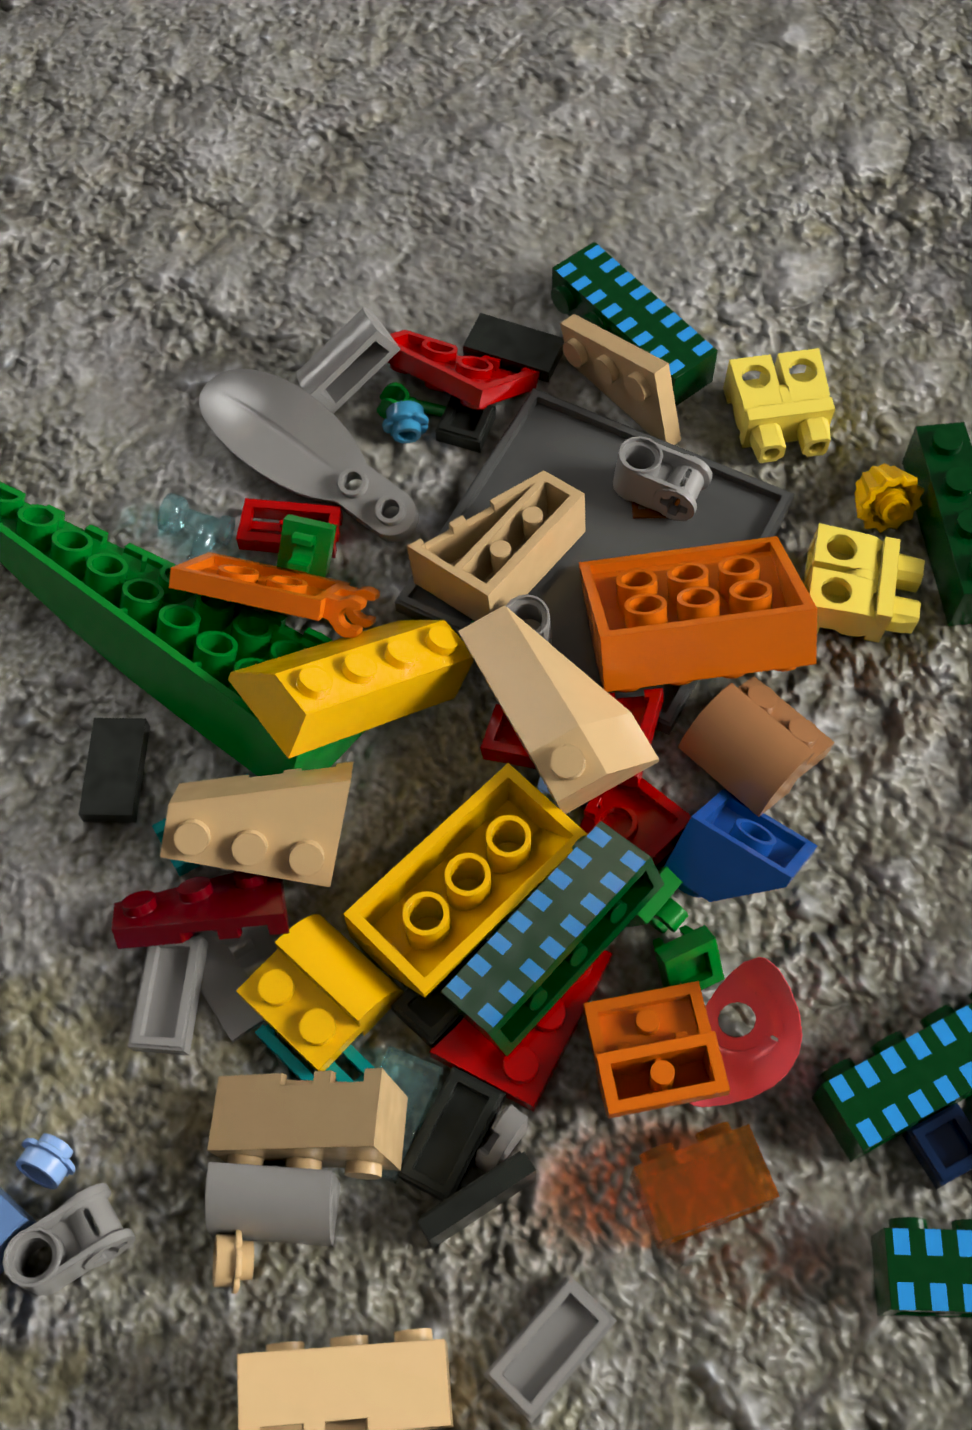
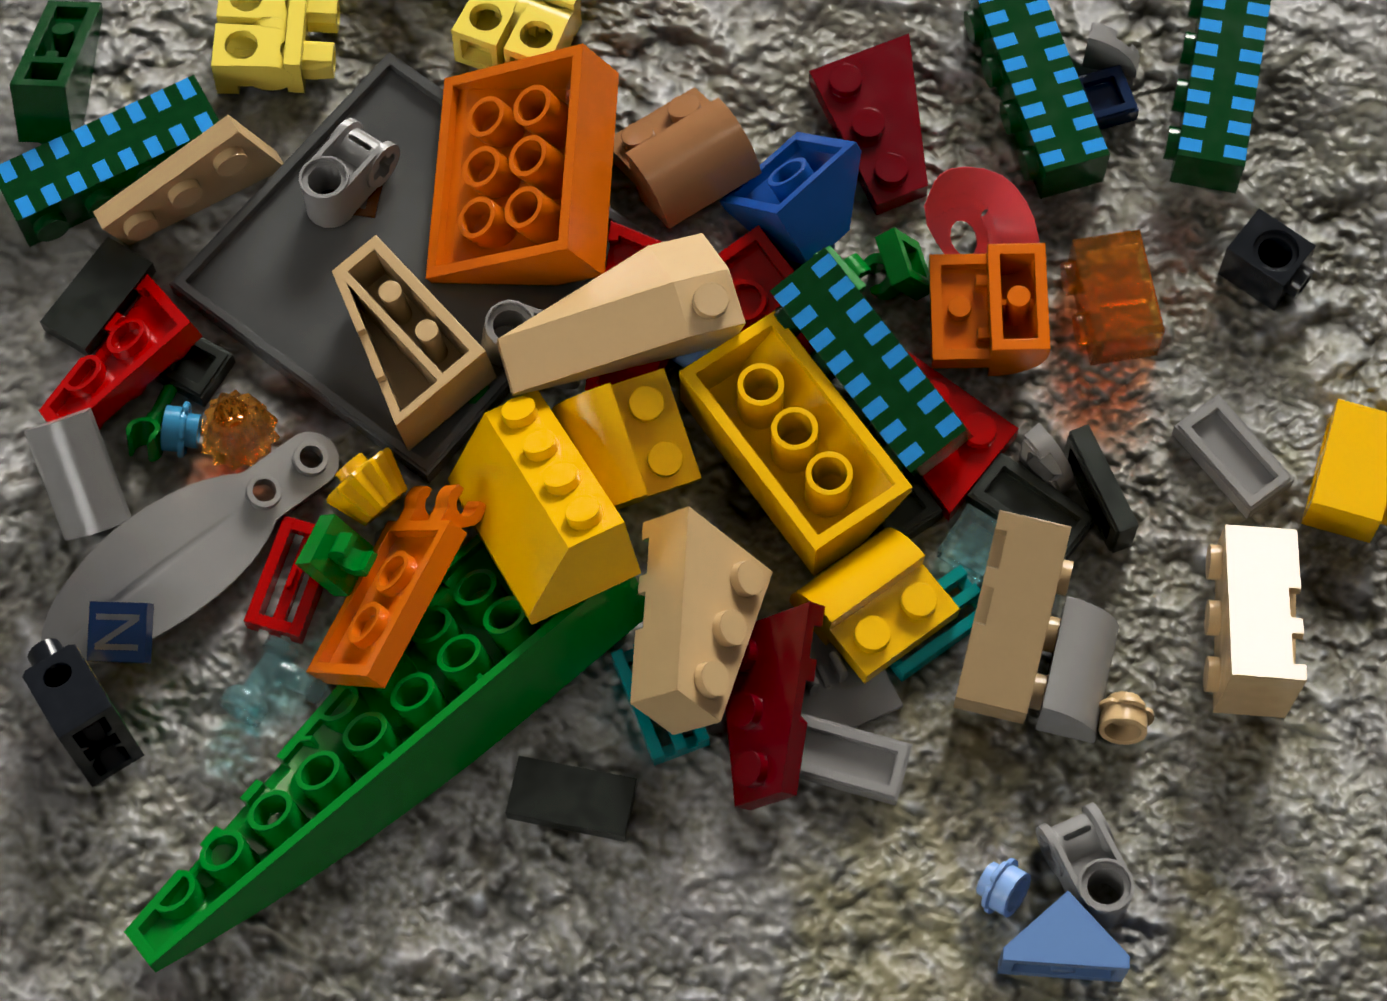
camera: 80 degrees left, 5 degrees up
(148, 401) = (71, 702): none -> black torso
(217, 414) = (120, 632): none -> dark blue tile
(372, 556) = (368, 486): none -> yellow piece
(409, 456) = (237, 430): none -> clear orange piece
(443, 745) = (631, 437): none -> yellow brick
(700, 271) = (56, 71): none -> dark green slope
(812, 1340) = (1270, 239): none -> black brick
(850, 916) = (876, 104): none -> dark red wing

